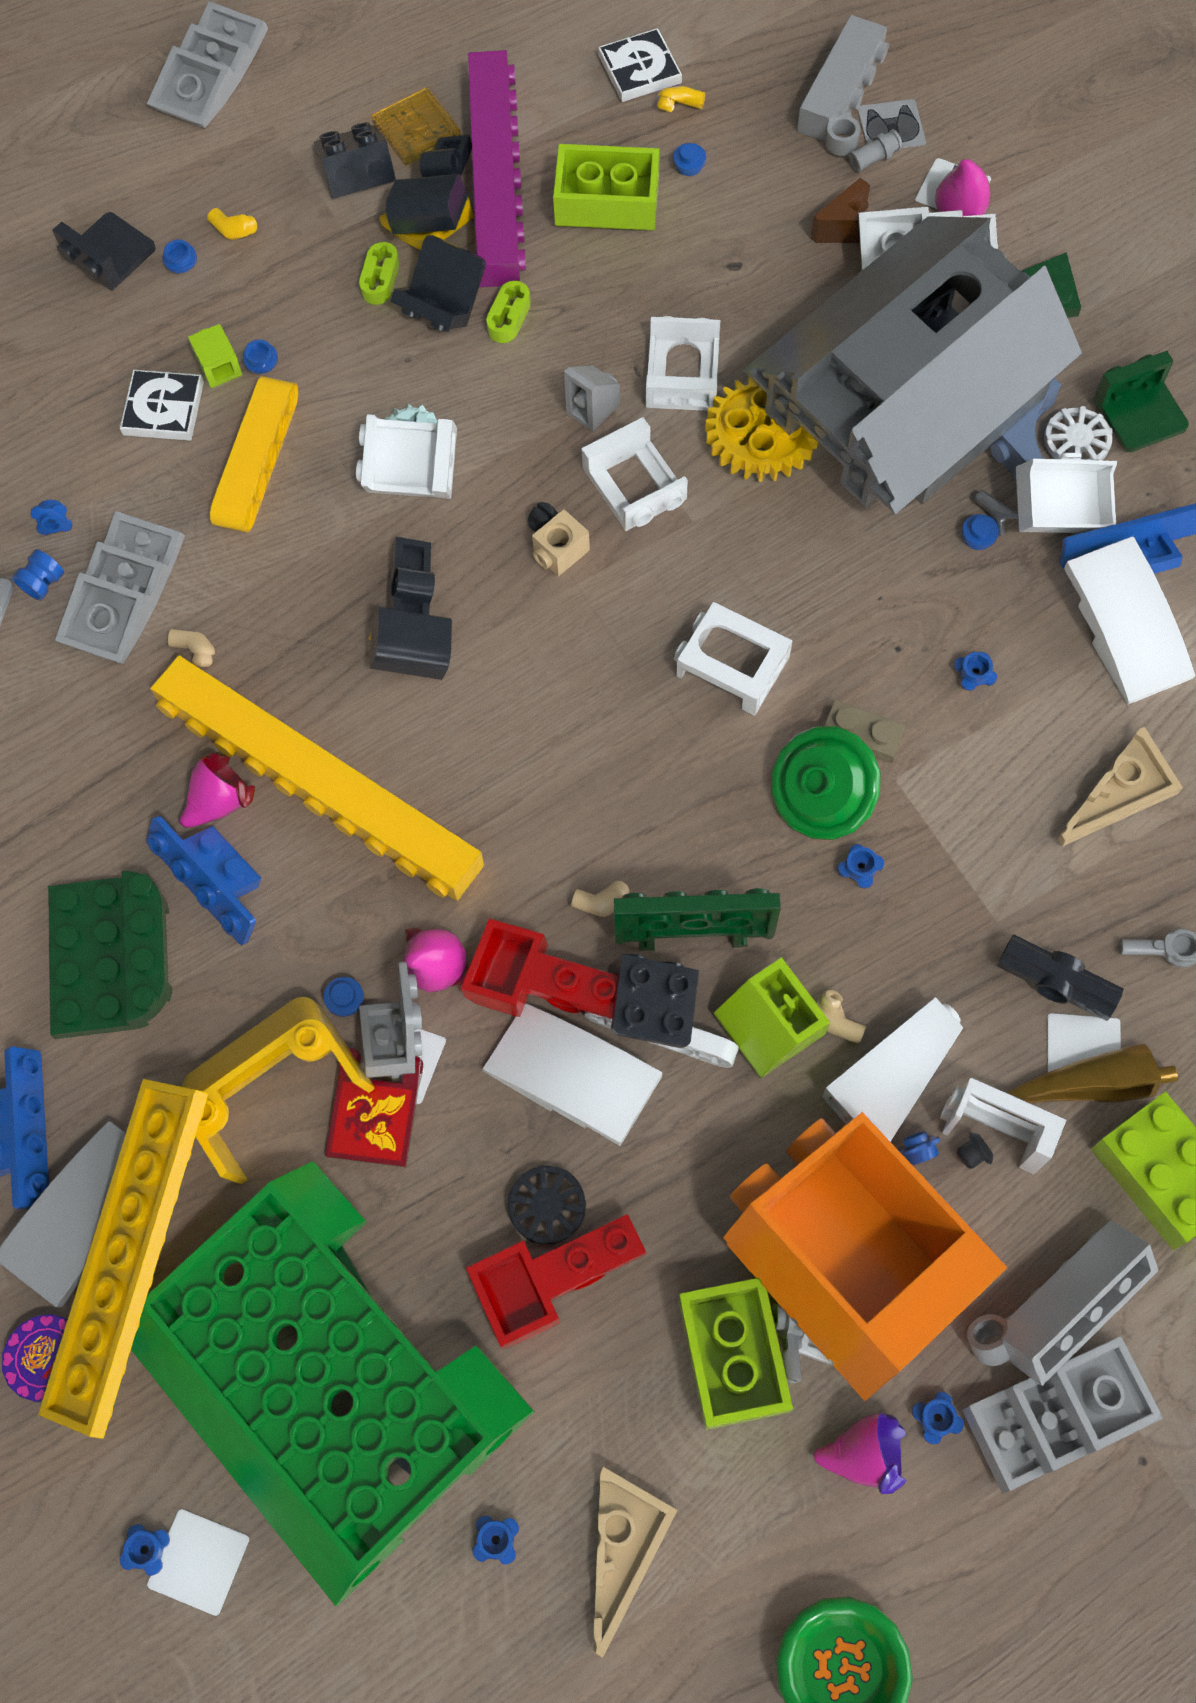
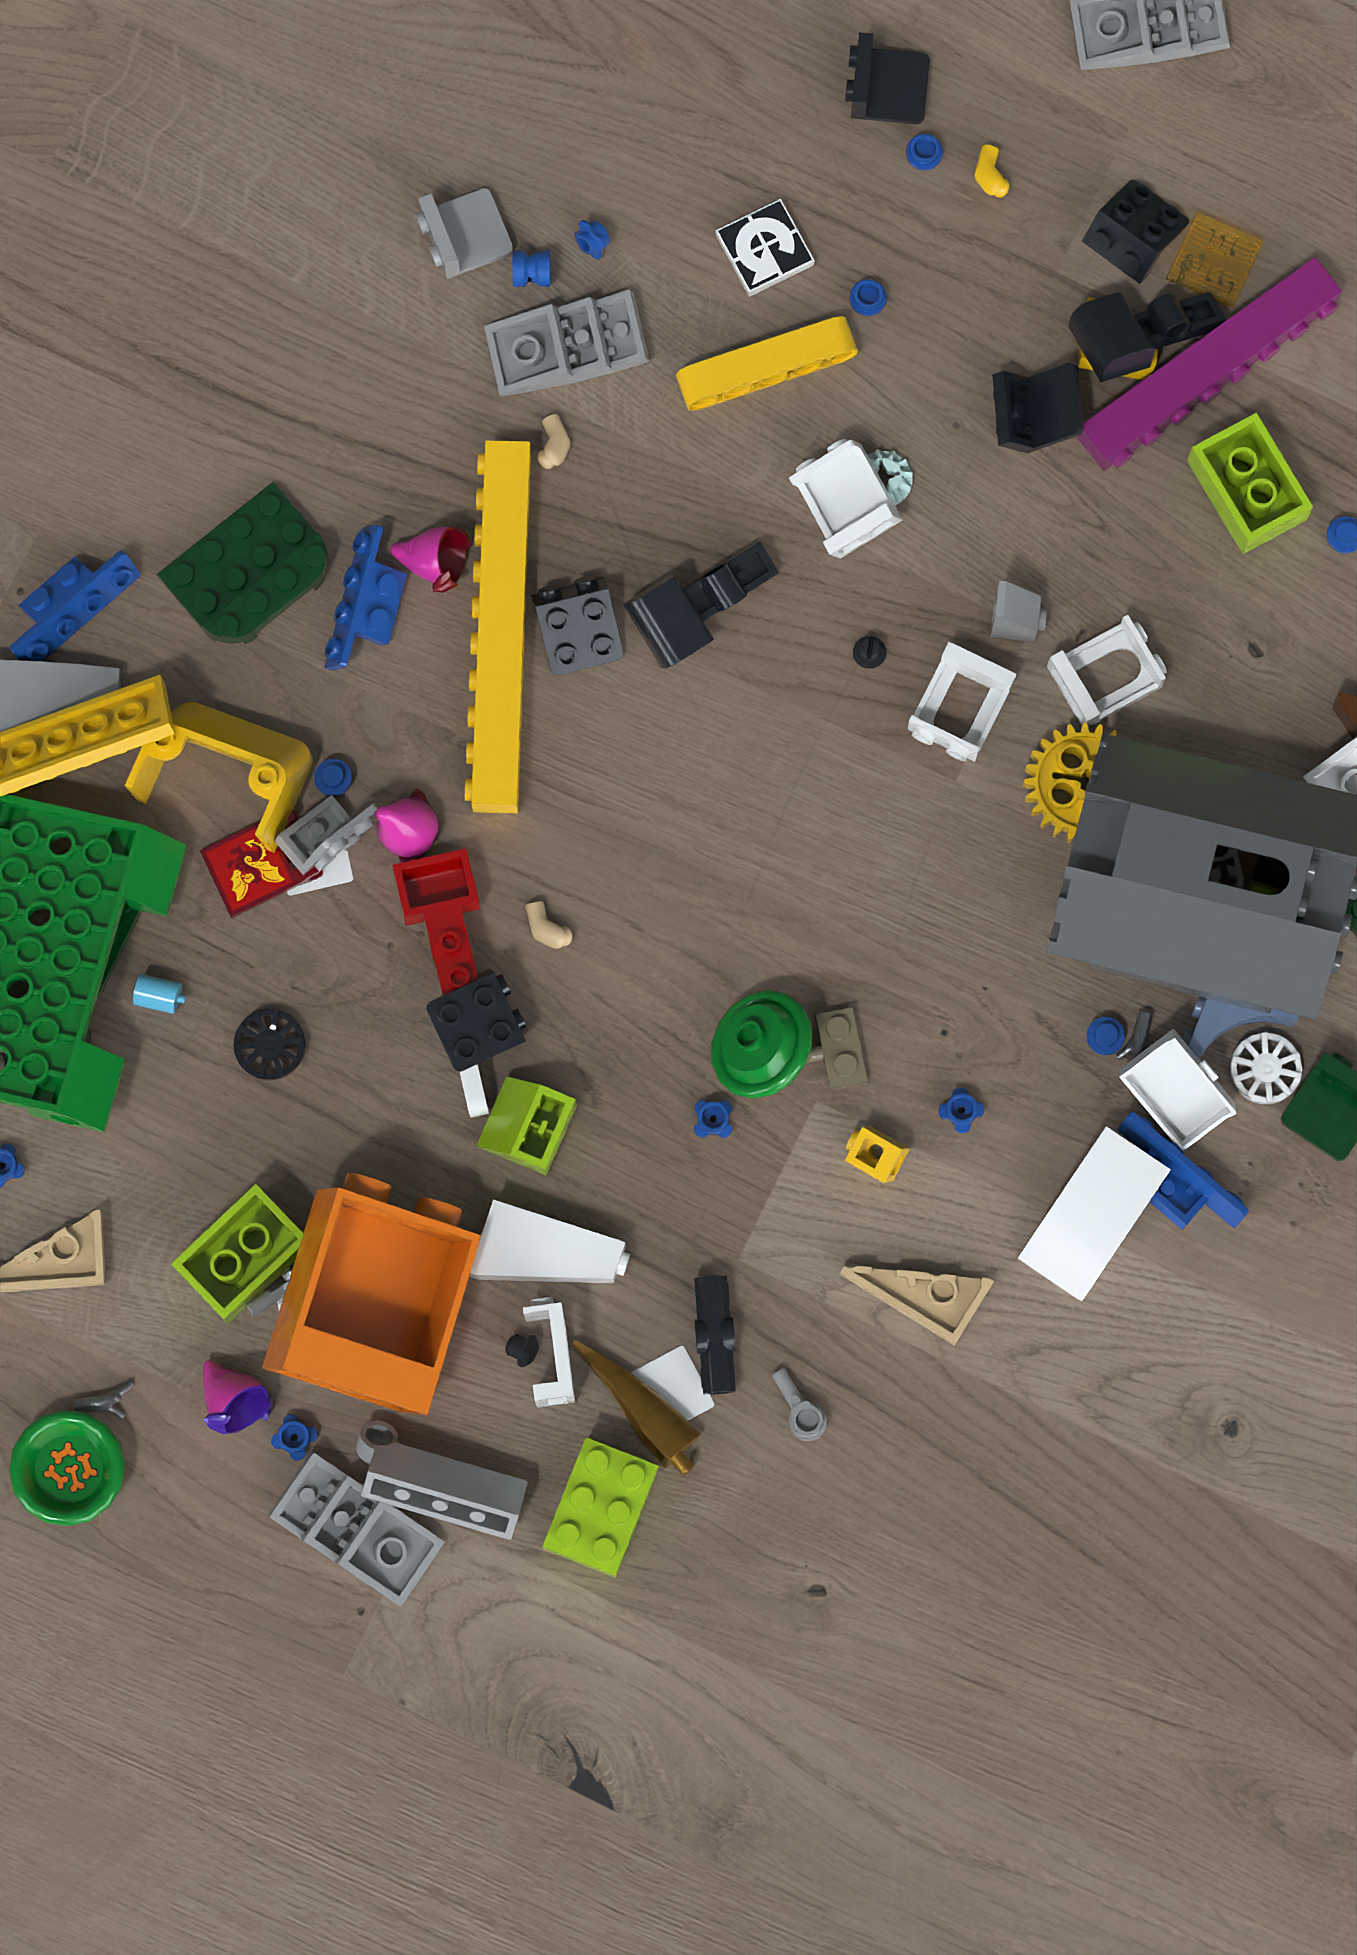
camera: 55 degrees right, 10 degrees up
(215, 355) = (840, 258): lime brick -> none
(360, 715) = (577, 625): none -> bracket
(372, 272) = (1030, 347): lime beam -> none
(432, 1277) = (158, 994): none -> medium azure piece
(515, 314) = (1060, 473): lime beam -> none
(520, 1290) = (190, 1066): red plate -> none
(563, 530) = (858, 696): tan brick -> none
(573, 1073) = (383, 996): white slope -> none
(706, 915) = (560, 1002): dark green plate -> none
(751, 690) = (833, 936): white panel -> none
(794, 1587) = (104, 1402): none -> flat silver bar
(839, 1025) = (564, 1175): tan arm -> none
(919, 1147) = (496, 1303): blue plate -> none
(988, 748) = (861, 1156): none -> yellow brick

